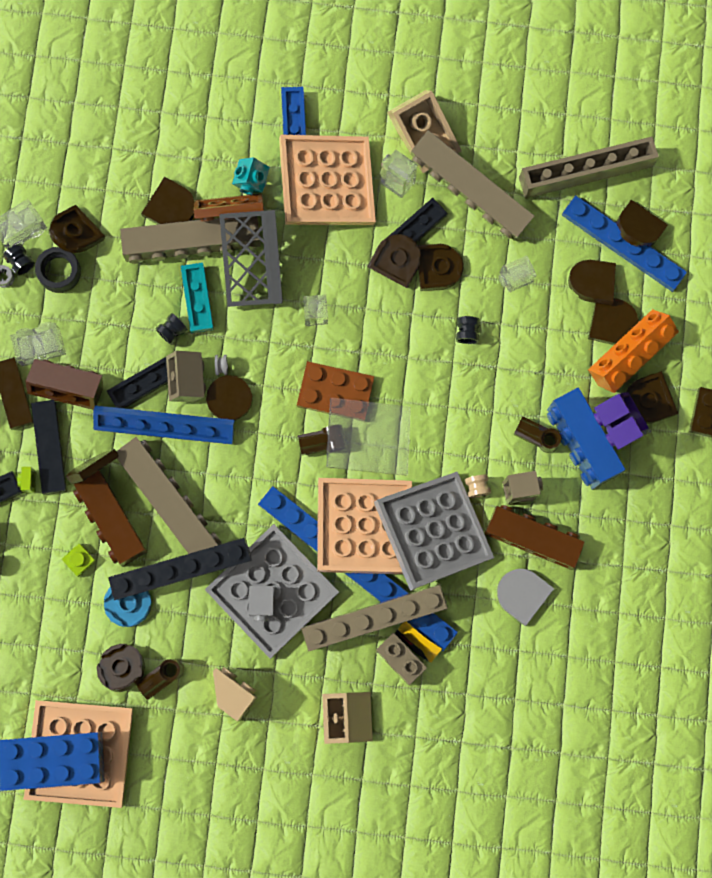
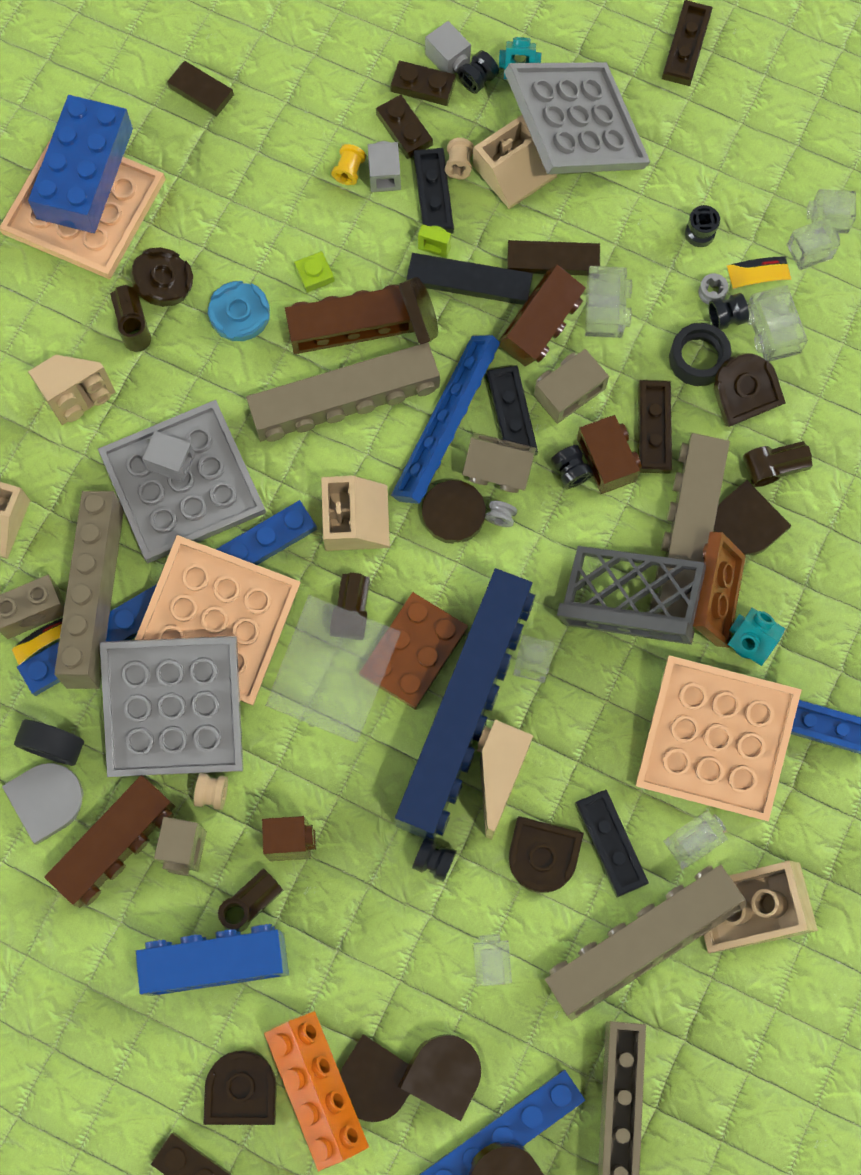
camera: 115 degrees right, 5 degrees down
(110, 348) = (570, 385): none -> dark tan brick
(120, 285) = (655, 426): none -> dark brown tile
(124, 201) = (769, 464): none -> dark brown piece
(153, 307) = (609, 454): none -> reddish brown brick
(180, 569) = (249, 376): black plate -> none
(197, 298) = (605, 513): teal plate -> none
(257, 461) = (354, 513): none -> tan slope
(364, 340) = (461, 711): none -> dark blue brick
(397, 259) = (571, 797): dark brown tile -> none
(399, 304) = (501, 759): none -> tan slope
(488, 602) = (49, 742): none -> black tyre
(492, 421) = (288, 838): none -> reddish brown brick
(622, 420) = (213, 1022): dark purple piece -> none

